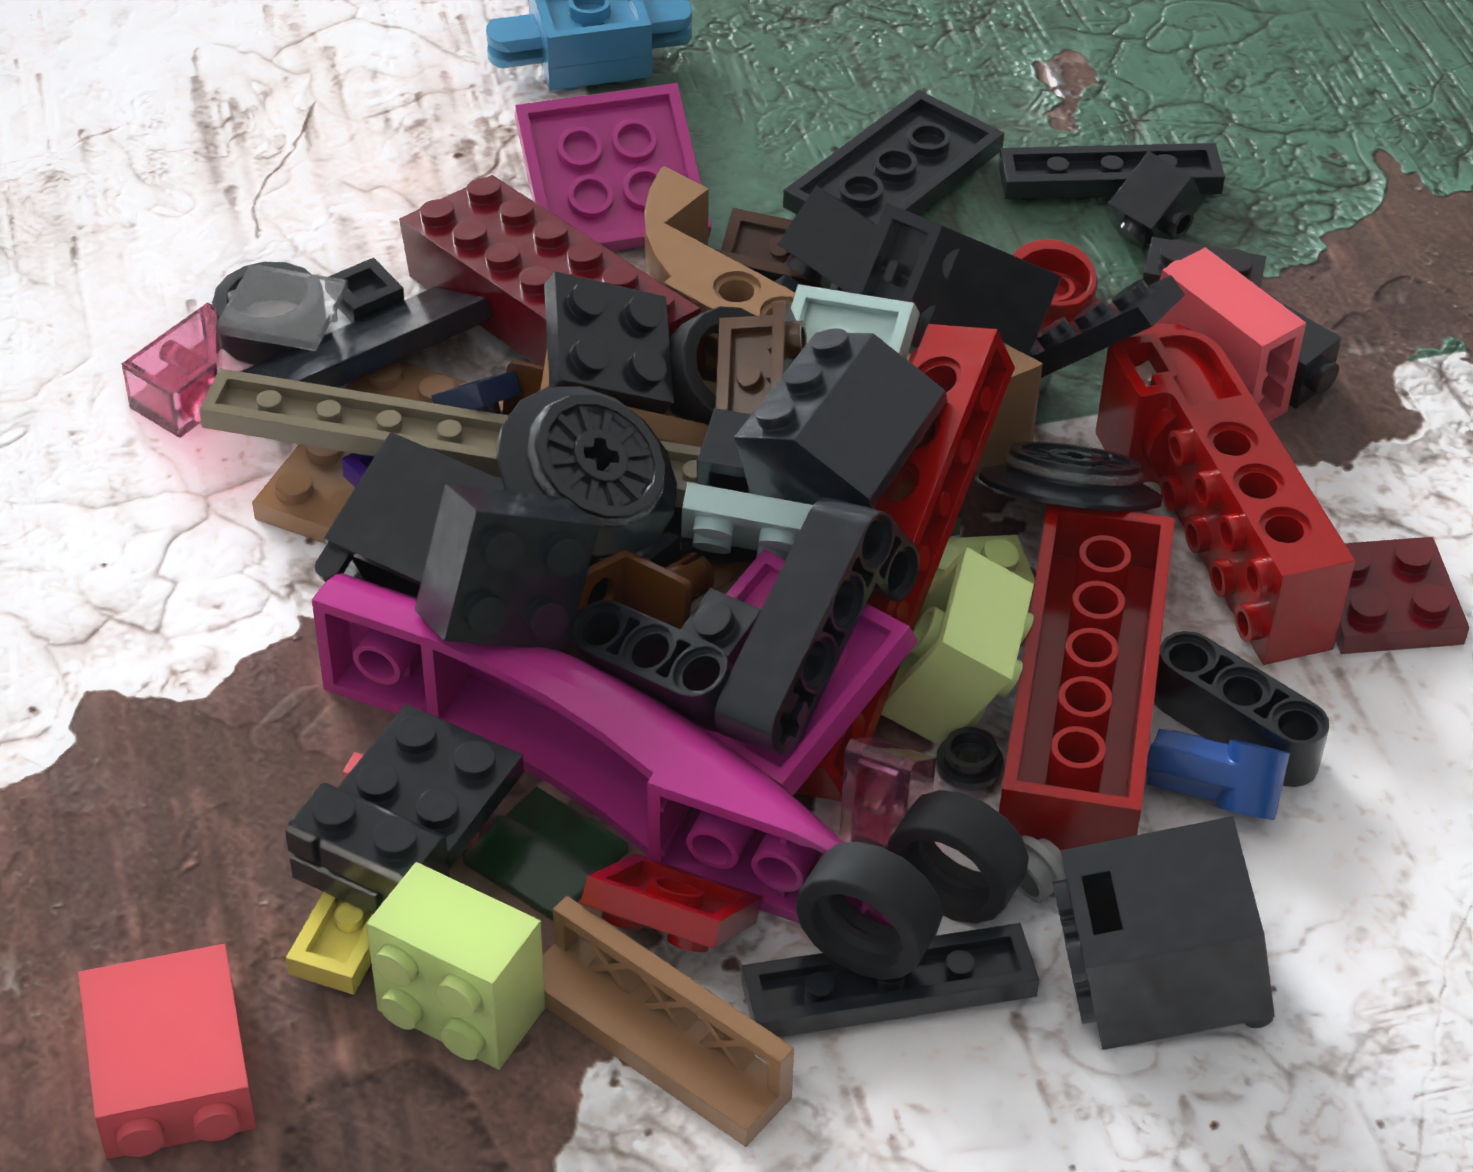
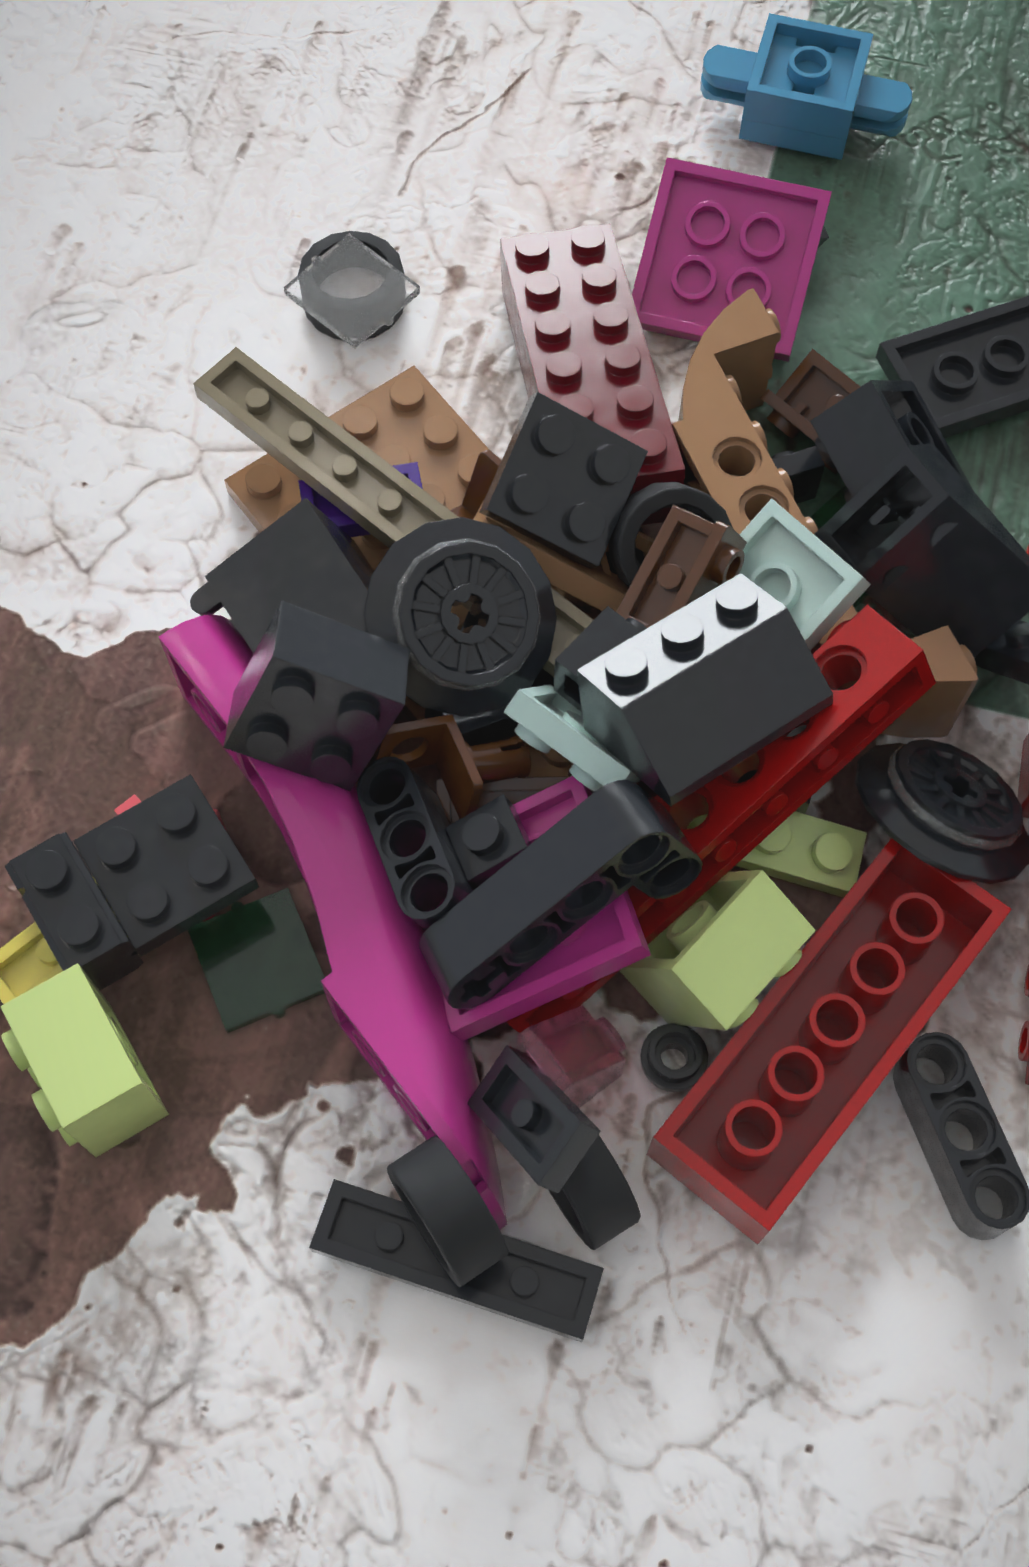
camera: 30 degrees right, 20 degrees up
(175, 372) = (244, 313): clear pink slope -> none
(369, 290) = (444, 296): black plate -> none
(380, 339) = (404, 360): black tile -> none
(482, 393) = (442, 471): dark blue plate -> none
(657, 1026) = (233, 1201): medium nougat fence -> none
(685, 905) = (308, 1086): red plate -> none
(900, 795) = (533, 1119): none -> black plate
(1043, 868) = (660, 1213): light grey plate -> none
(1164, 934) = (724, 1383): black container -> none
(1235, 774) = (909, 1216): blue piece -> none

